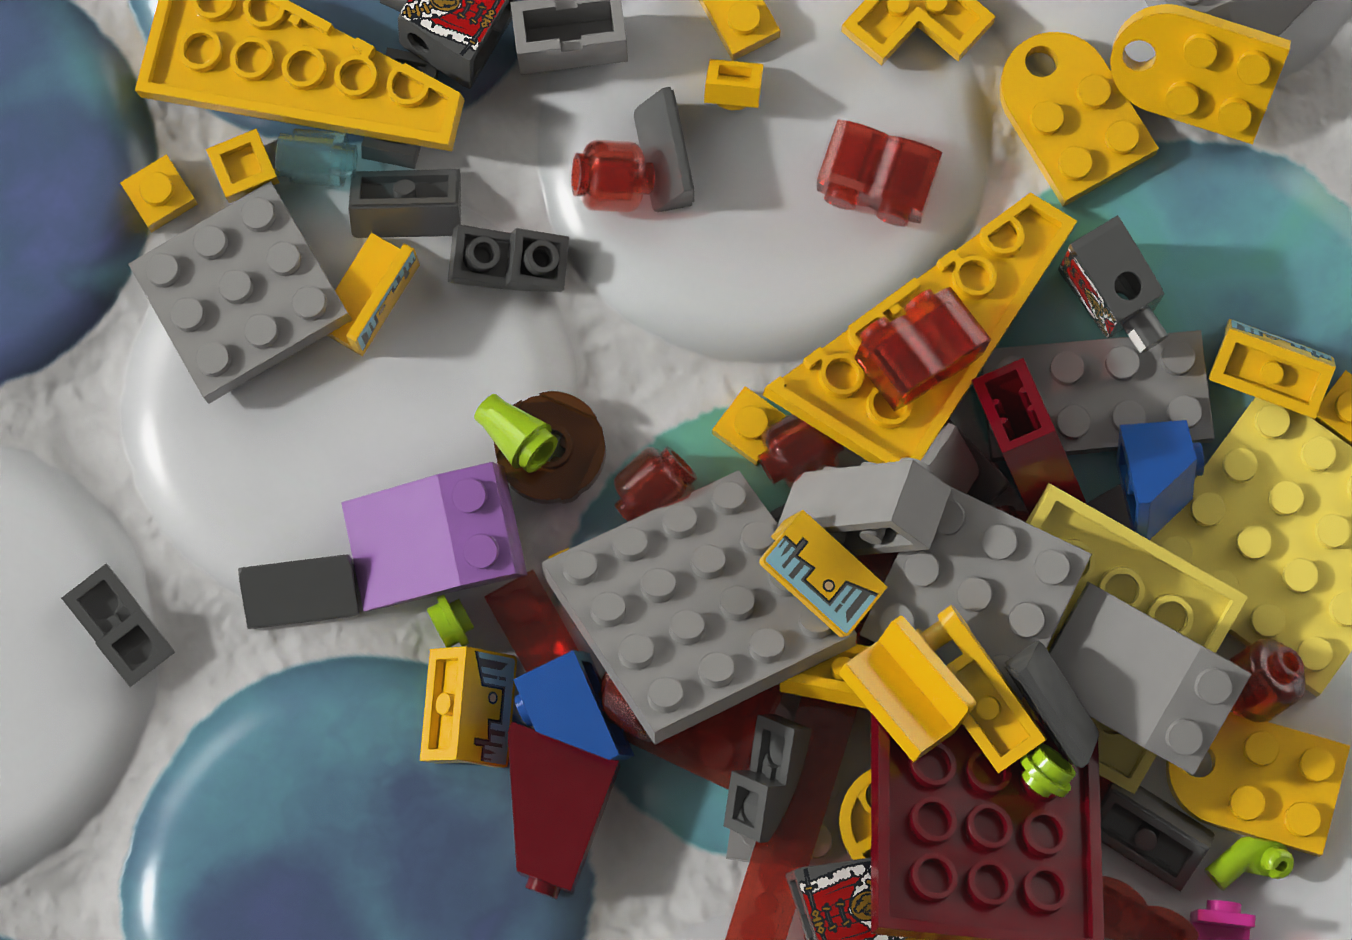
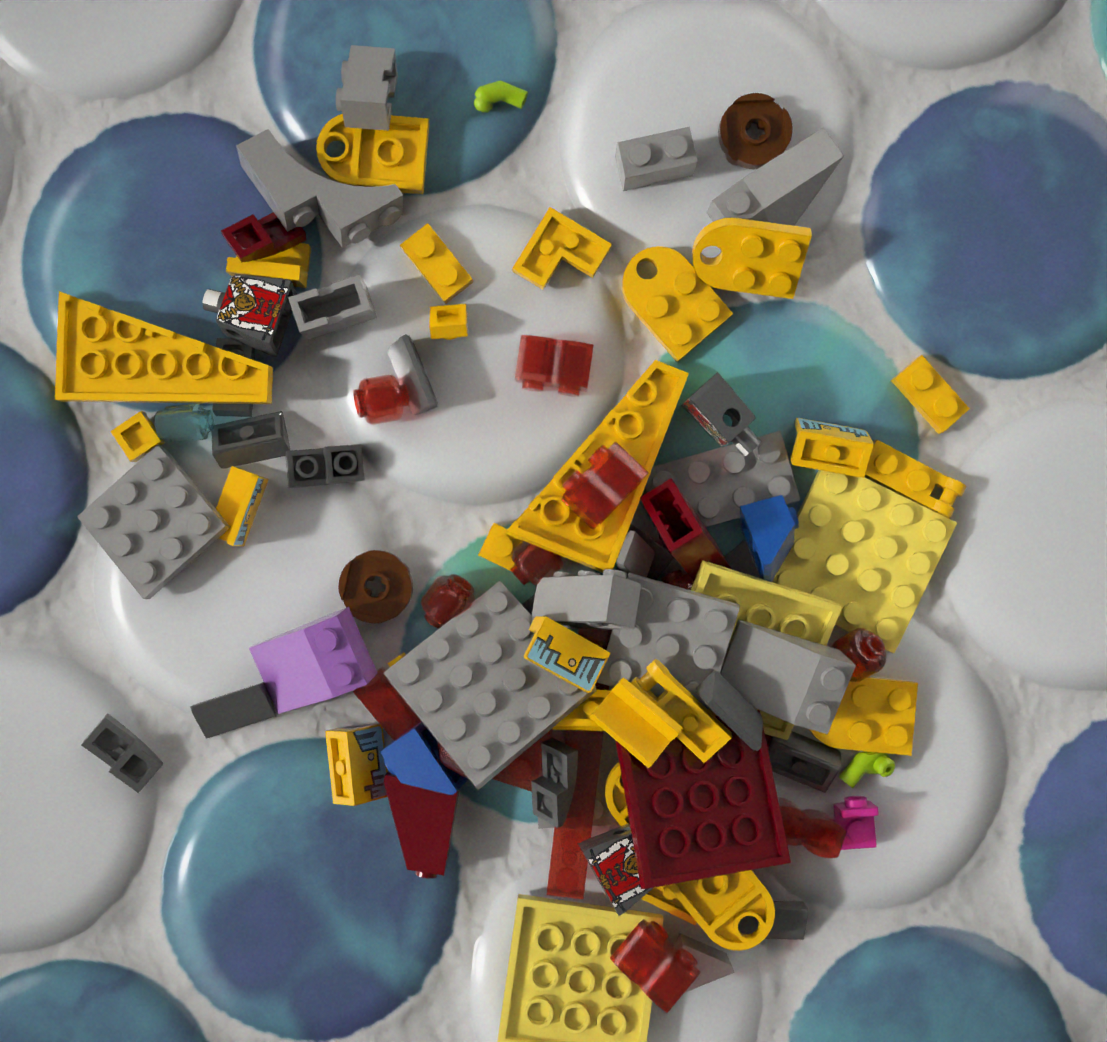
camera: 20 degrees left, 10 degrees up
(158, 193) = (87, 464): yellow plate -> none
(450, 621) = (334, 713): lime plate -> none
(518, 435) = (352, 587): lime cone -> none
(1047, 771) = (736, 755): lime plate -> none

